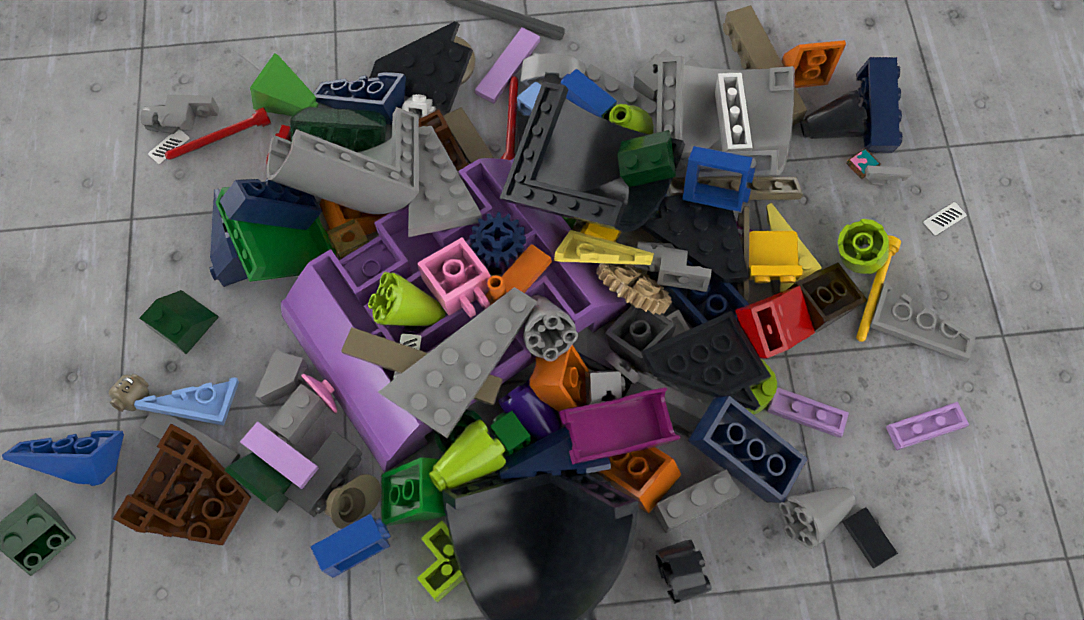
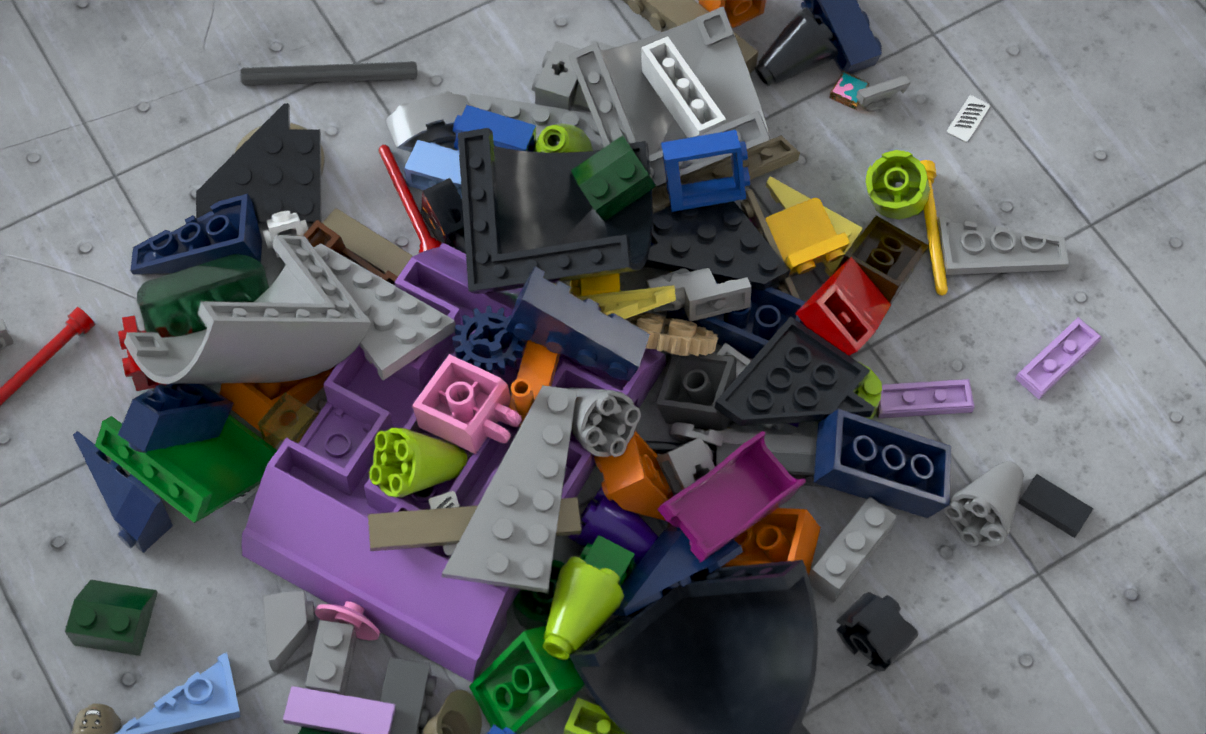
camera: 30 degrees left, 5 degrees down
(280, 89) = (95, 276): bright green slope -> none
(507, 65) = (366, 134): lavender tile -> none
(559, 255) = (576, 328): none -> dark blue wedge

